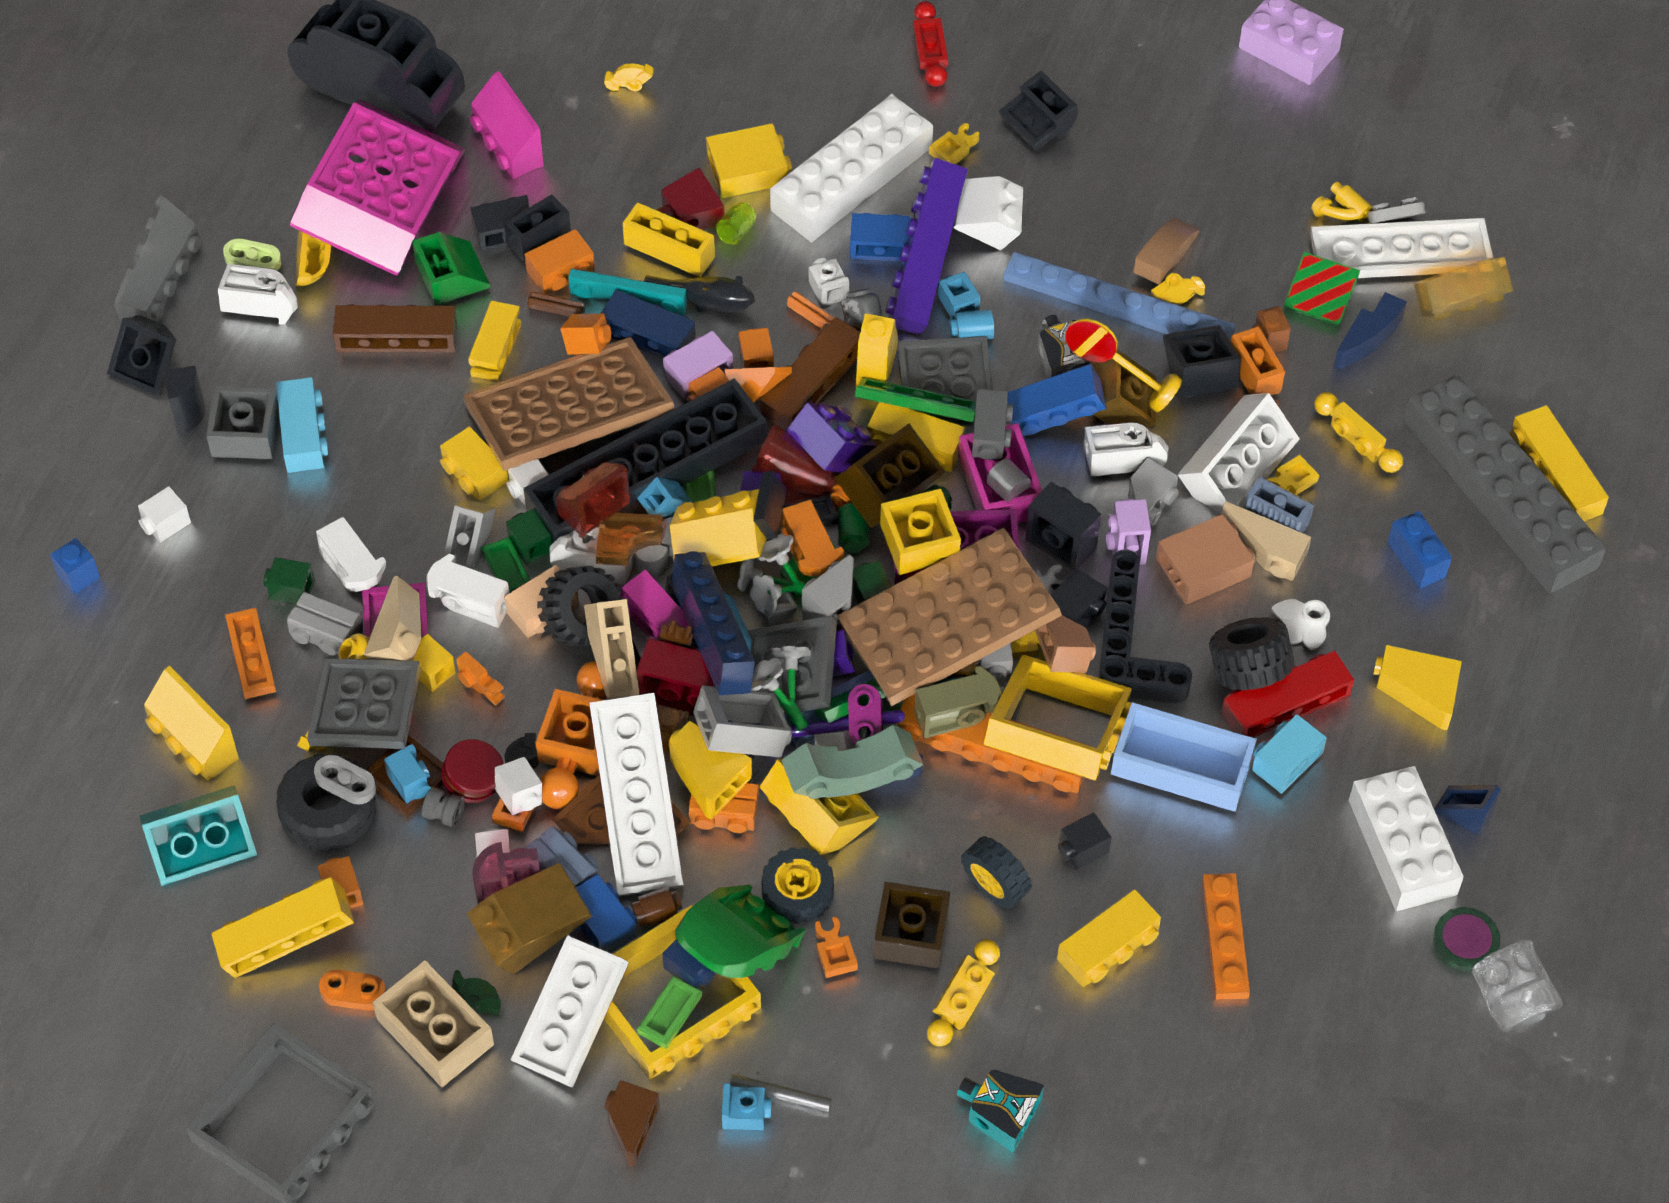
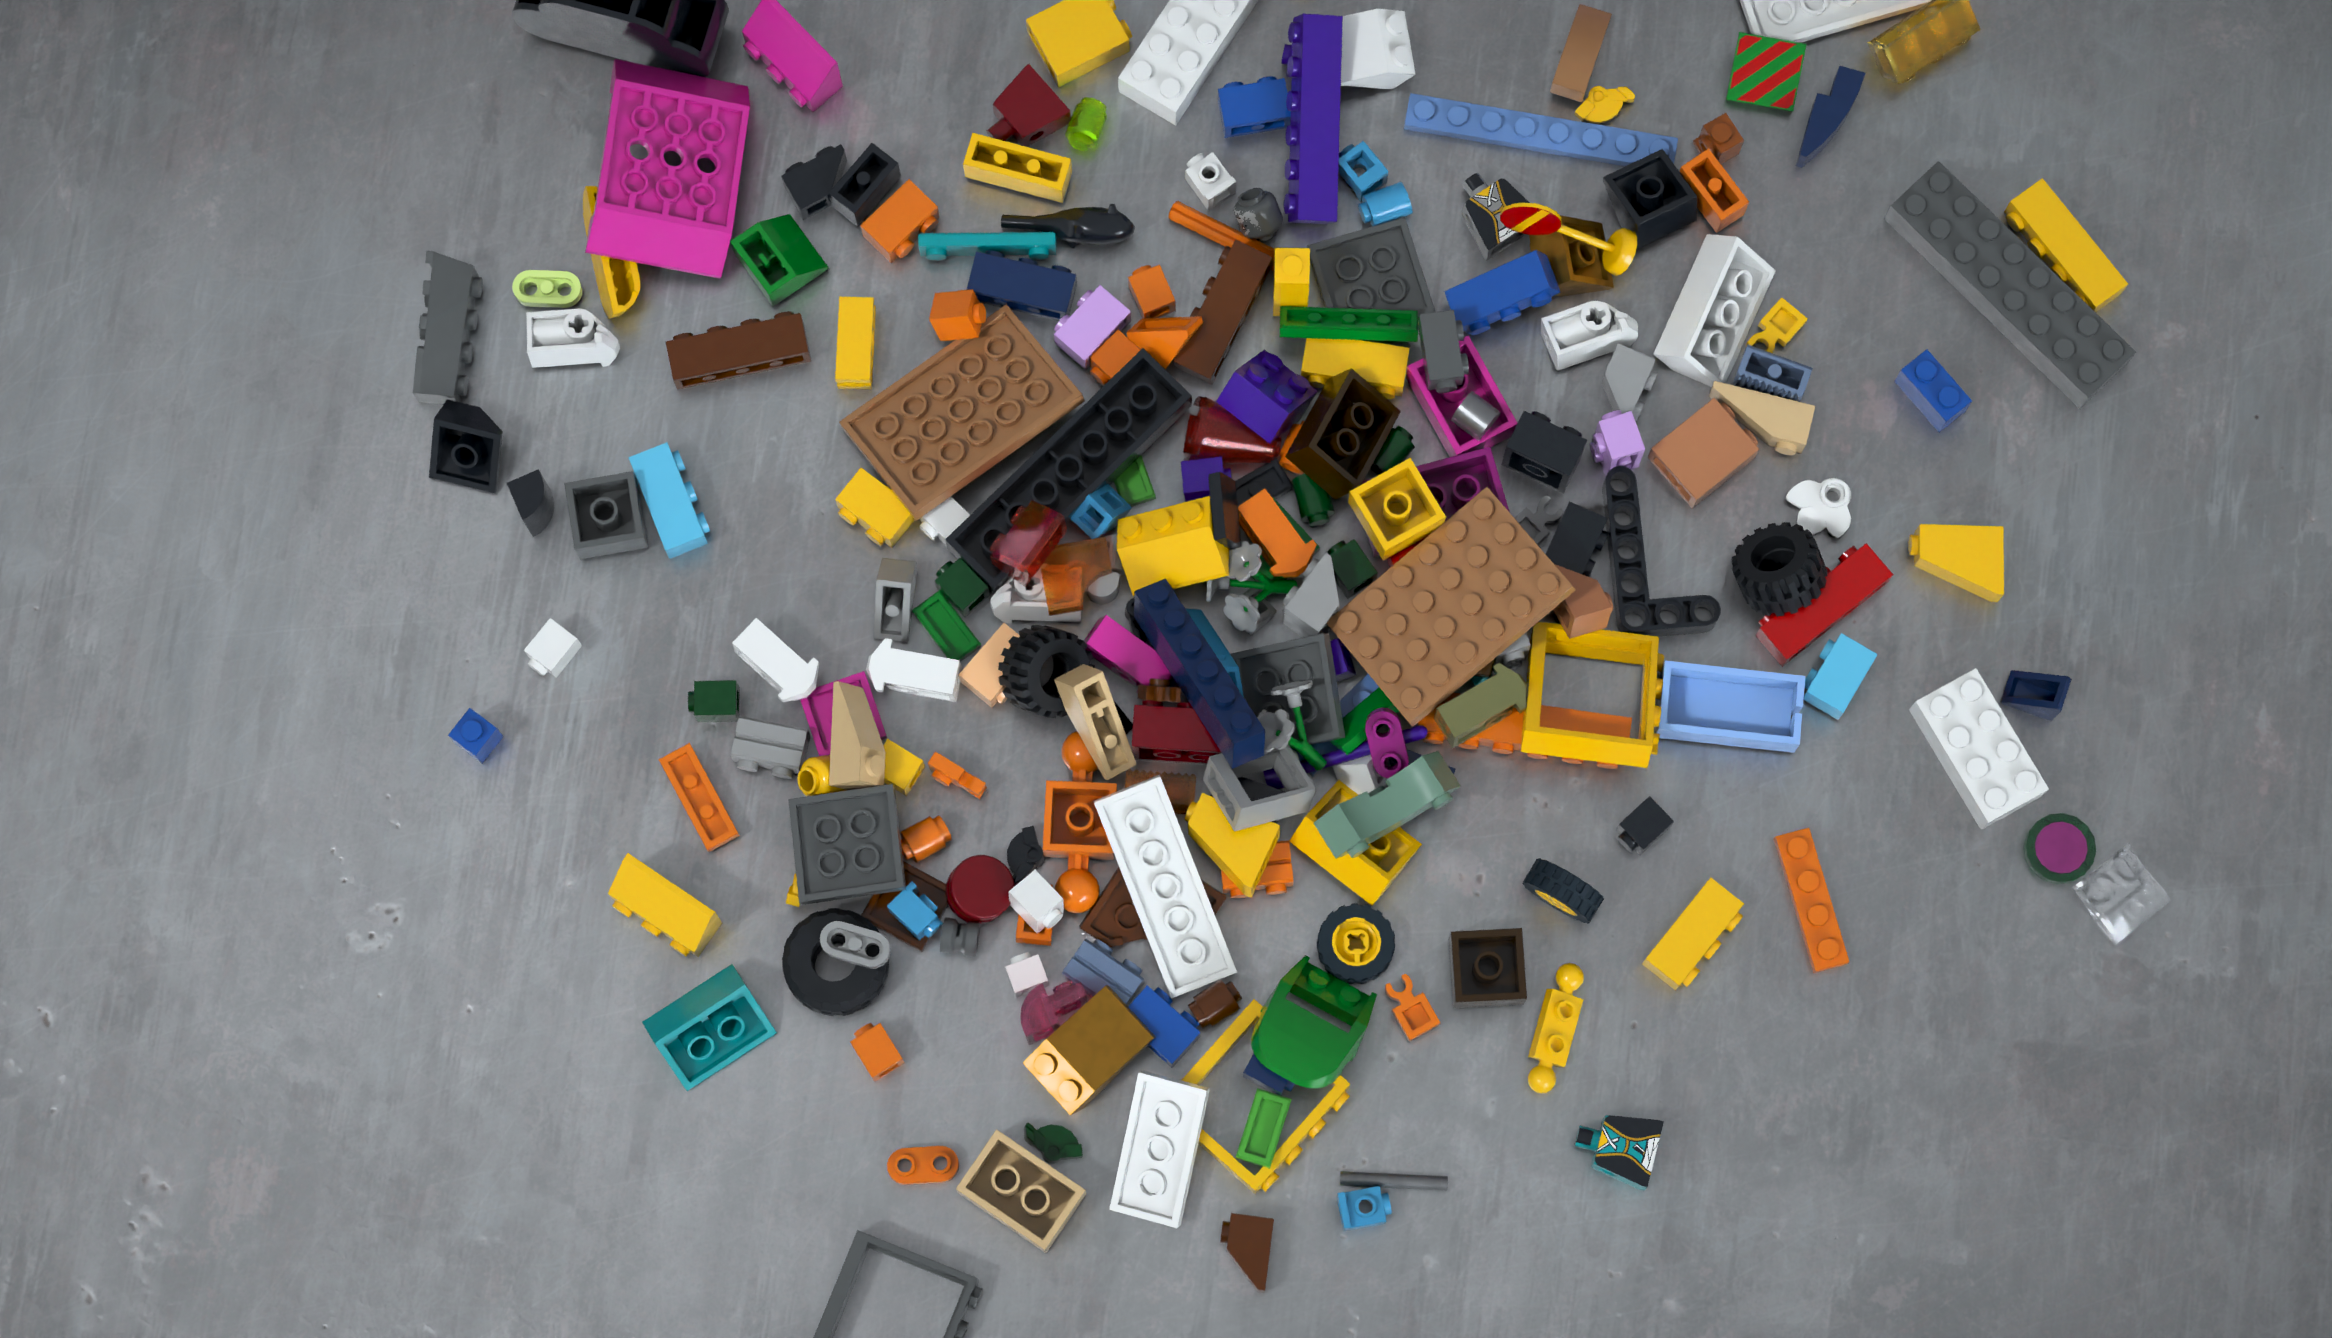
camera: 10 degrees left, 20 degrees up
(282, 927) = (834, 1121): yellow brick -> none
(436, 723) = (924, 838): none -> orange brick
(555, 304) = (910, 276): reddish brown axle -> none
(1358, 432) = (1849, 259): yellow plate -> none

